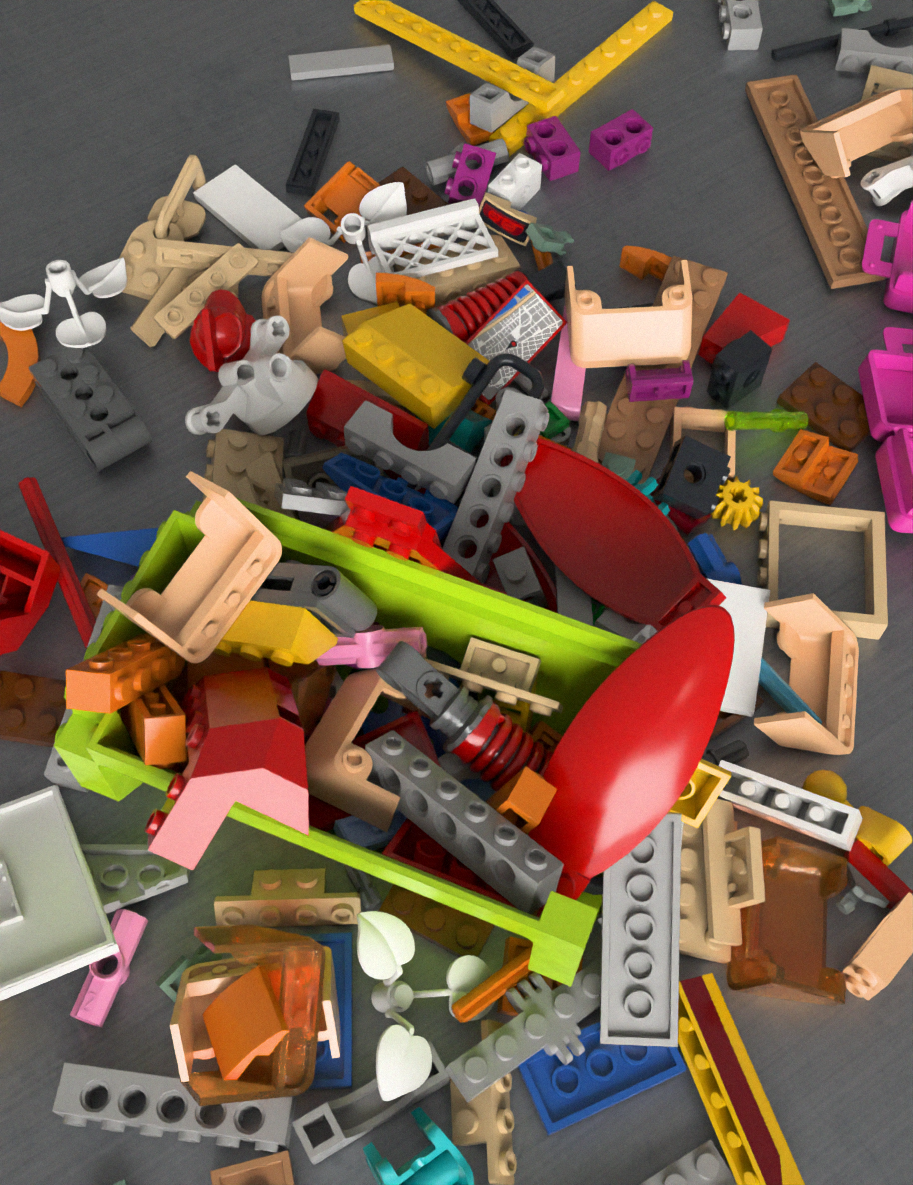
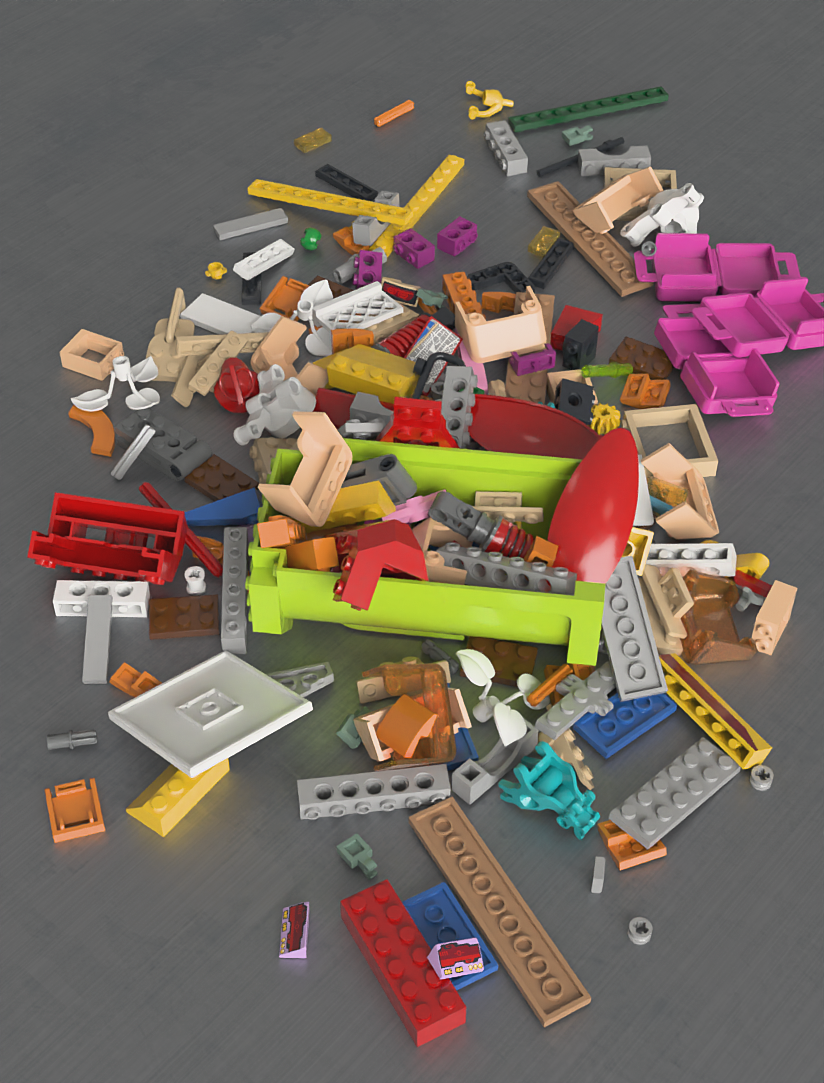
camera: 15 degrees left, 15 degrees down
(39, 414) = (132, 451): none -> light grey axle
(46, 212) = (86, 340): none -> light nougat window
(52, 643) = (194, 577): none -> white bush
(100, 990) = (302, 739): bright pink piece -> none
(152, 484) = (219, 479): none -> reddish brown plate
(266, 130) = (215, 270): none -> yellow plate
(334, 127) = (263, 259): none -> white plate
(412, 104) = (312, 235): none -> green piece
(517, 181) = (399, 267): white brick -> none
(594, 250) = (459, 289): none -> orange brick
(670, 213) = (503, 272): none -> black beam
(743, 211) = (551, 263): none -> black tile
(744, 172) = (543, 241): none -> clear yellow plate
(791, 663) = (666, 491): none -> clear yellow plate
(889, 224) = (648, 249): none -> hinge

